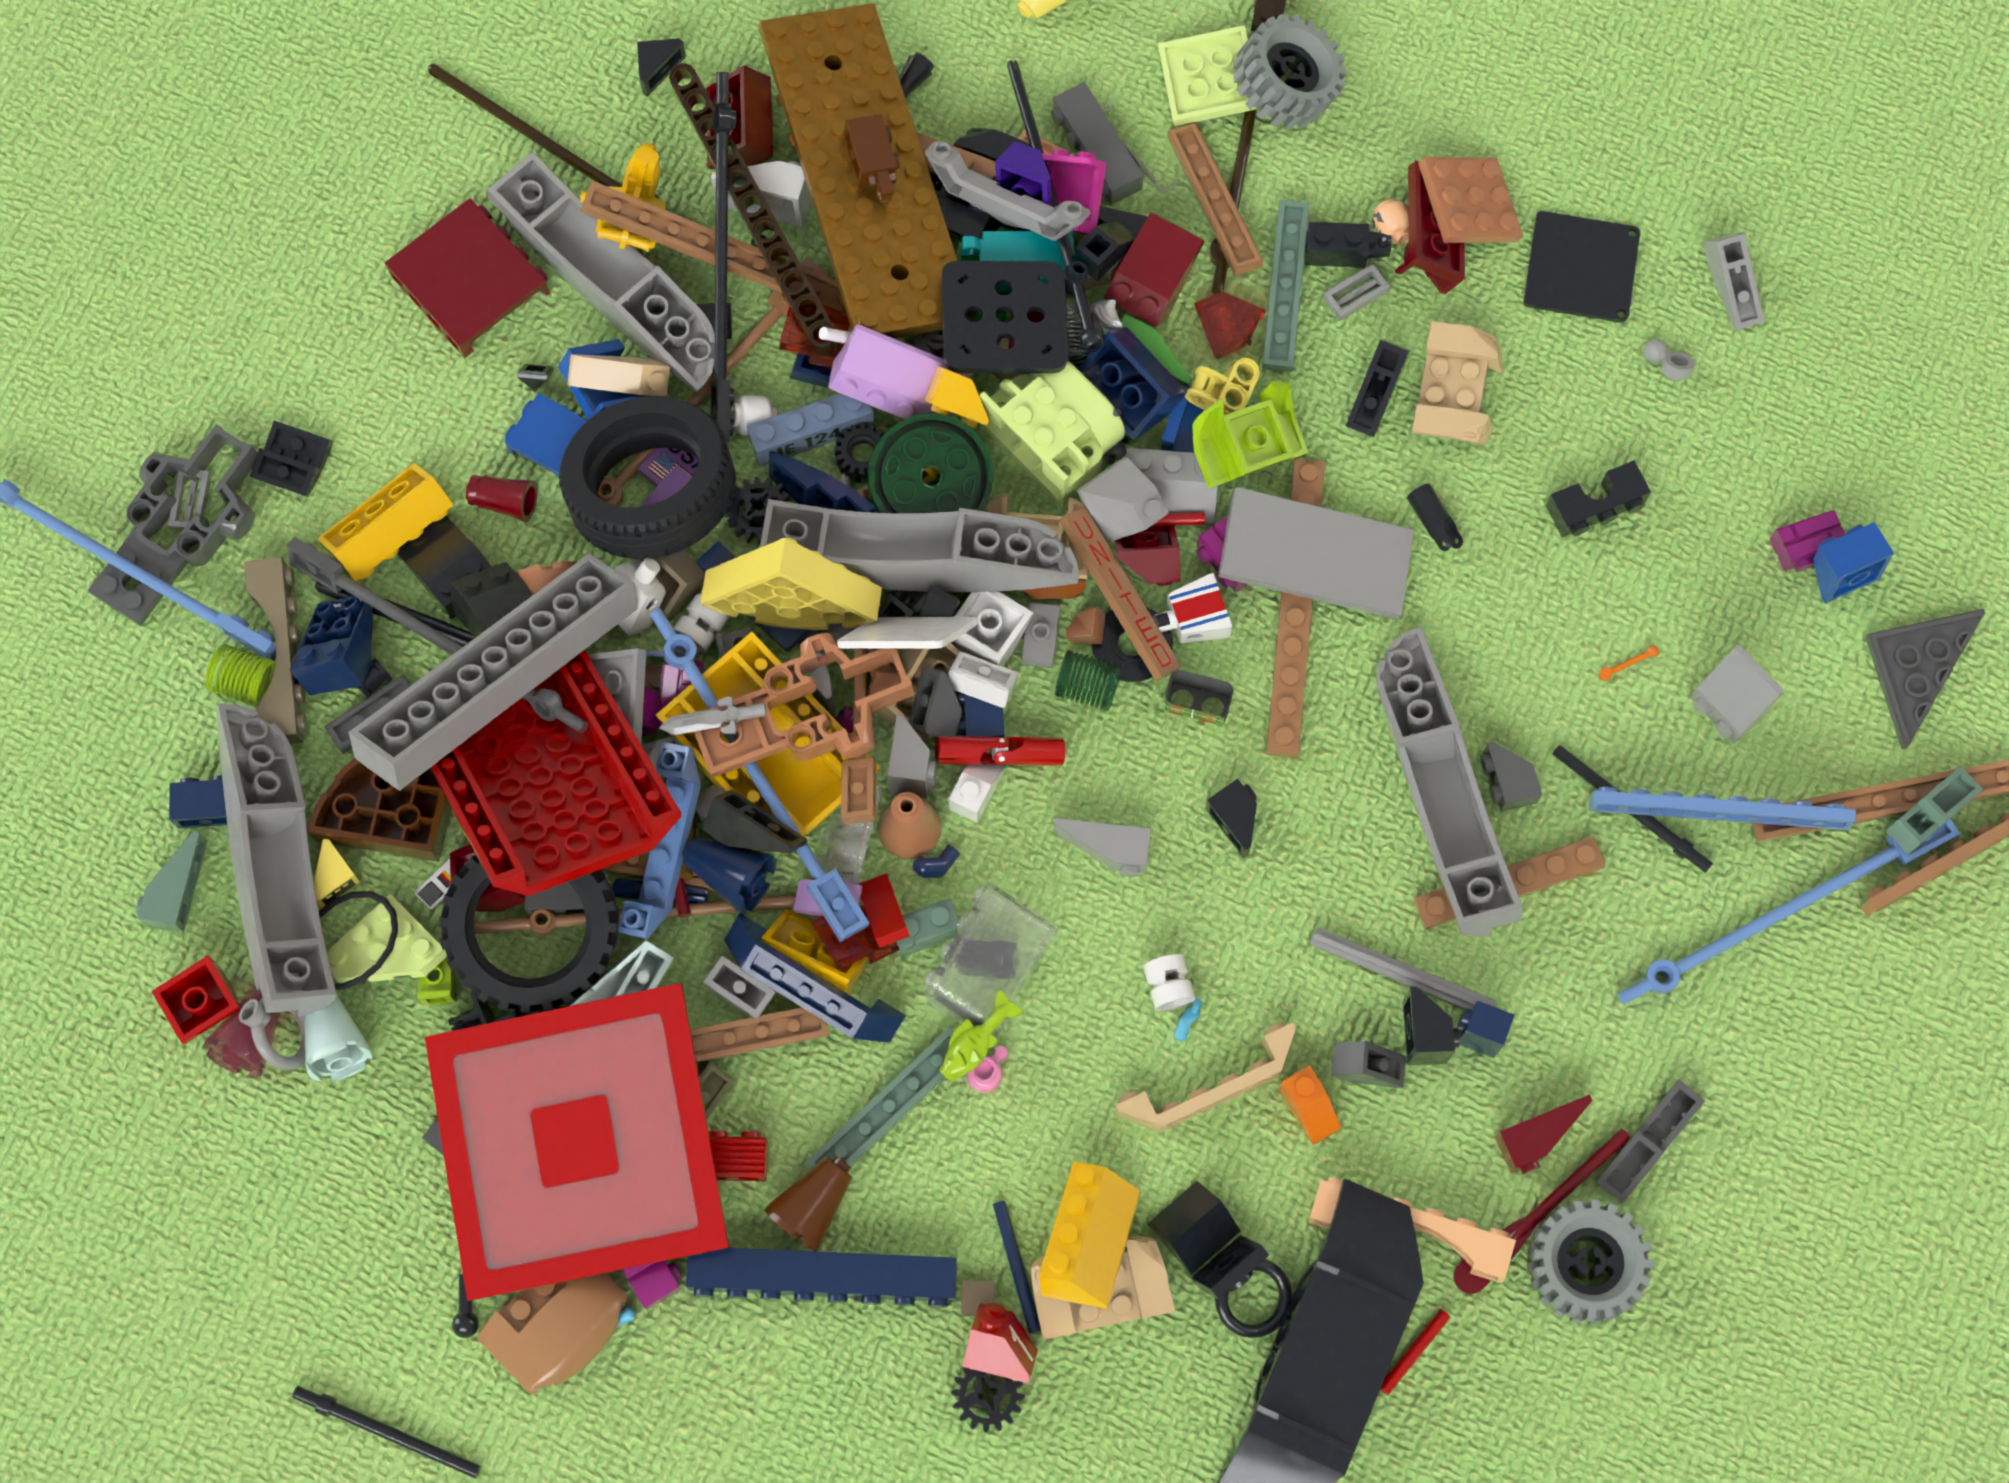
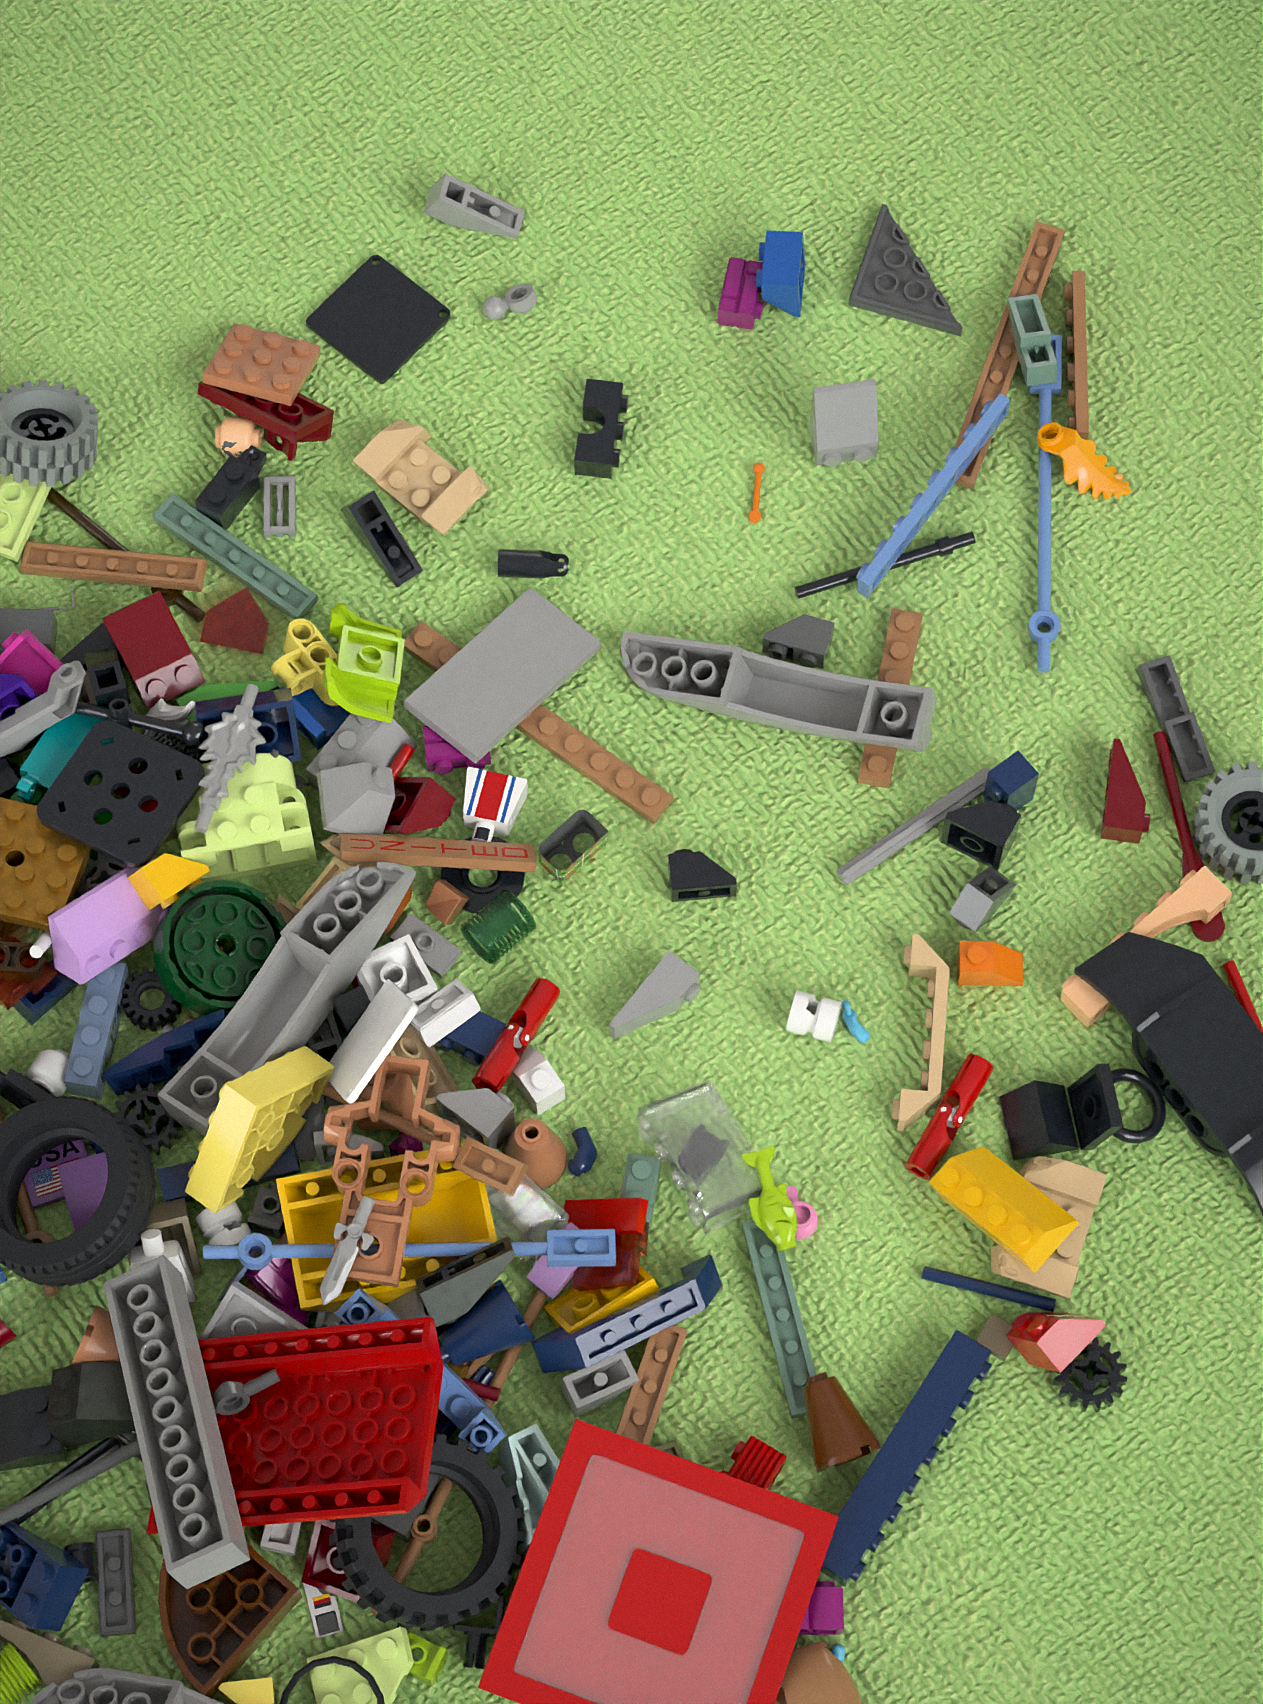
camera: 60 degrees left, 5 degrees down
(935, 705) = (449, 1064): dark grey slope -> none
(1093, 372) = (228, 746): none -> light grey piece
(1124, 1147) = (947, 1120): none -> red piece
(1846, 921) = (1081, 462): none -> light orange plant

